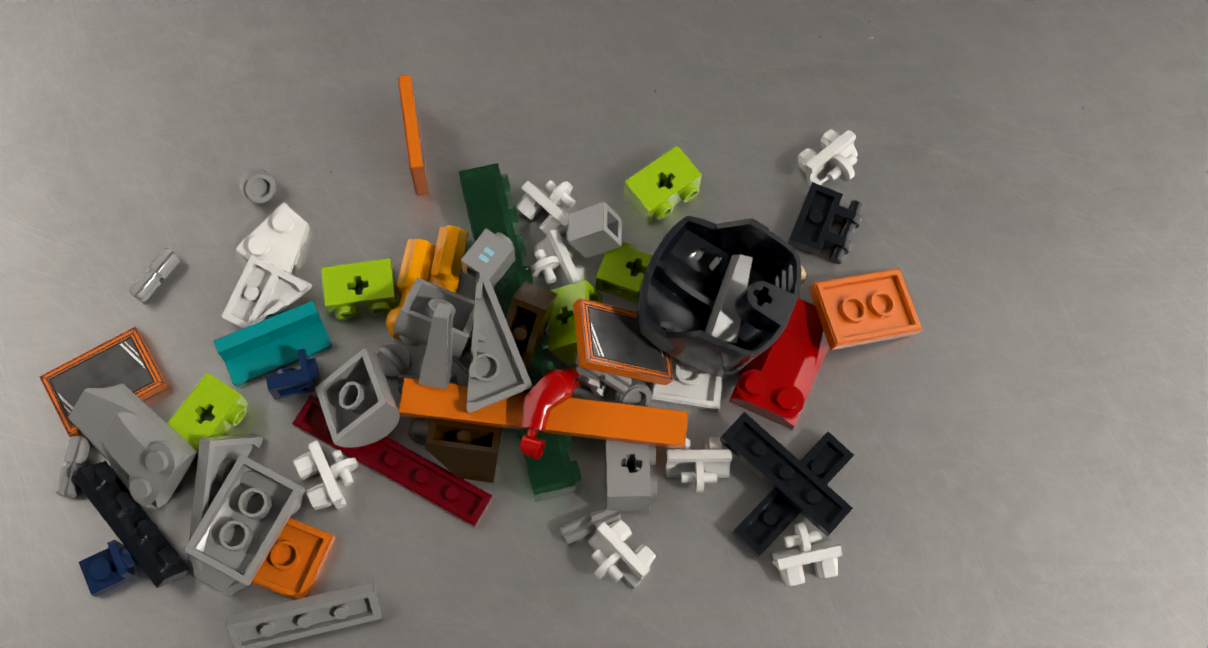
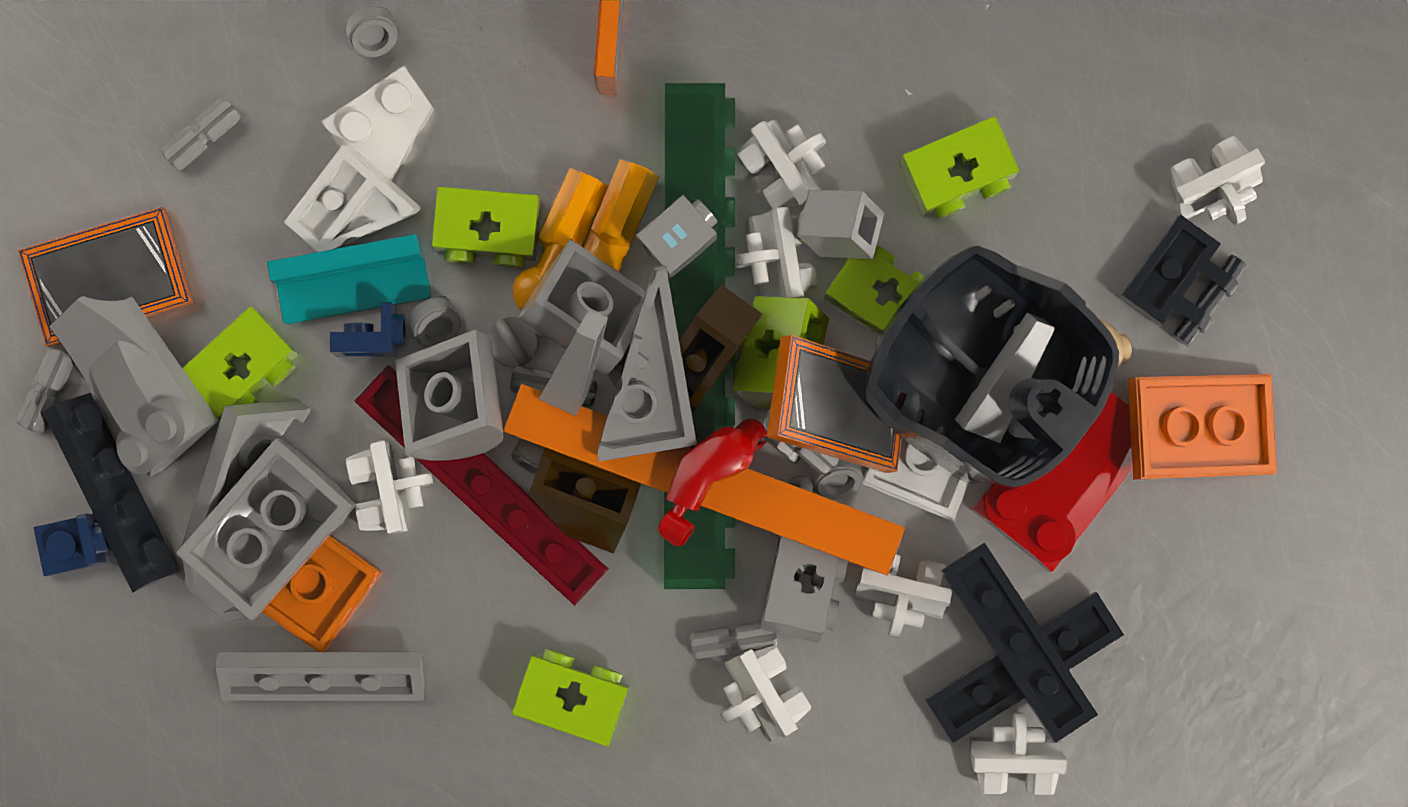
camera: 15 degrees right, 15 degrees up
(335, 355) = (434, 321): none -> light grey tile
(501, 602) = (542, 704): none -> lime brick

